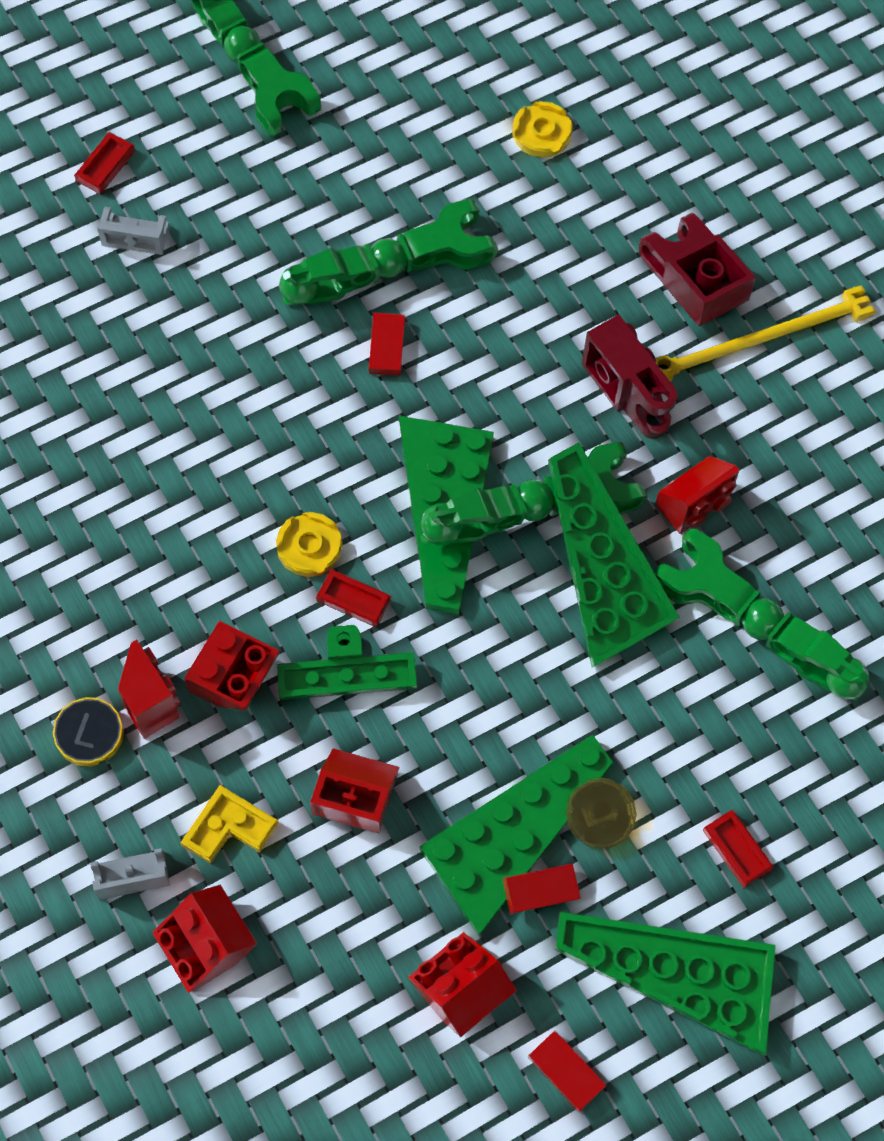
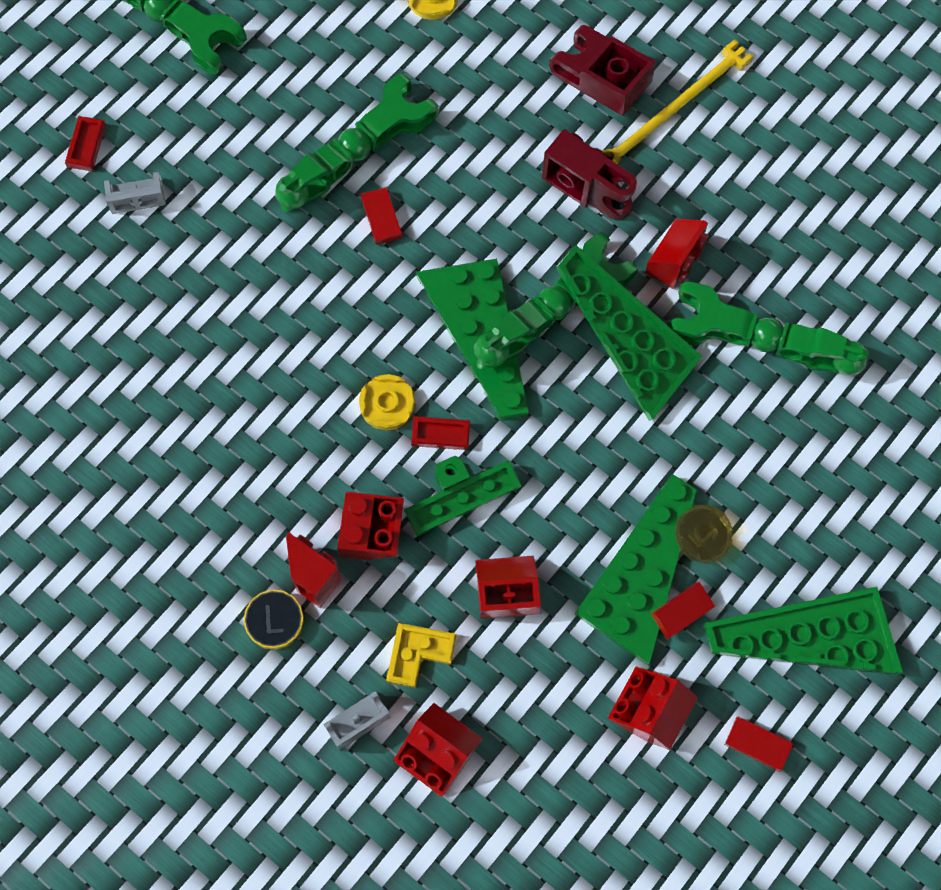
camera: 20 degrees left, 5 degrees up
(738, 848) = (817, 521): red tile -> none

